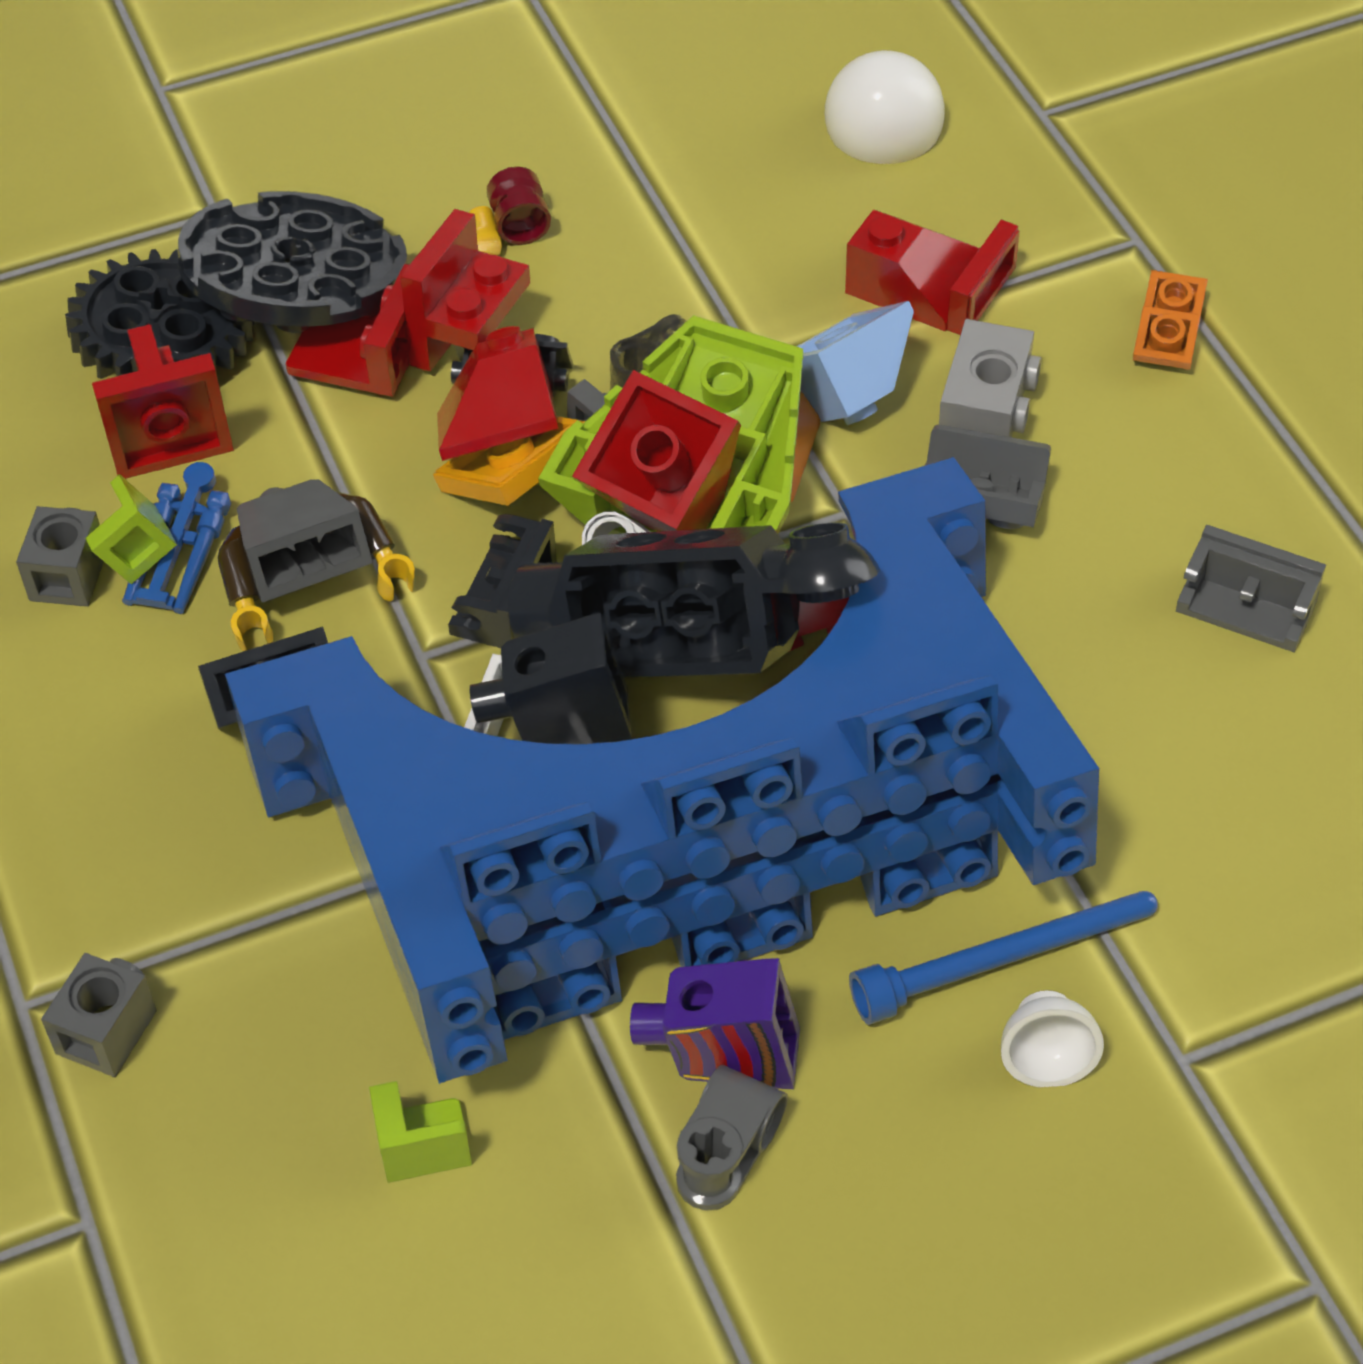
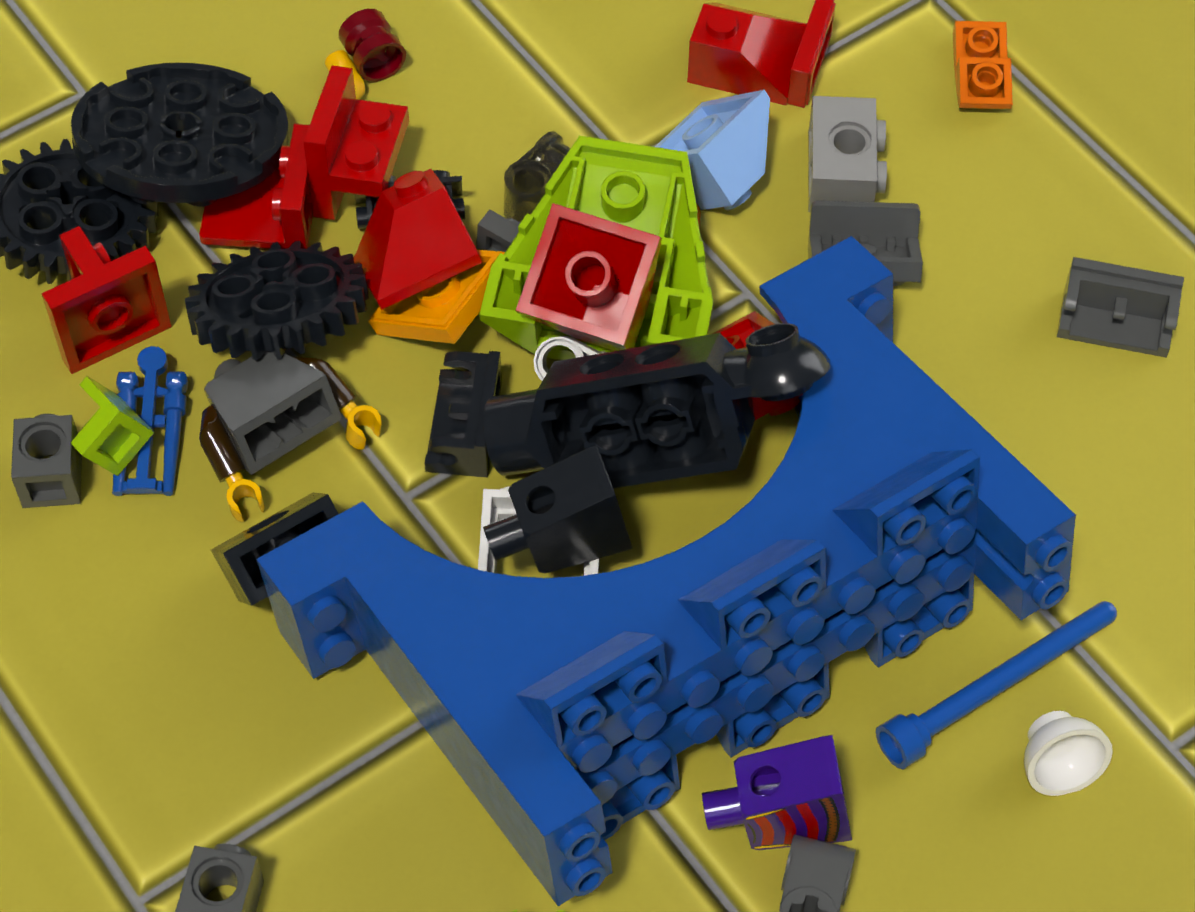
camera: 15 degrees left, 5 degrees up
(340, 435) = (277, 300): none -> black gear

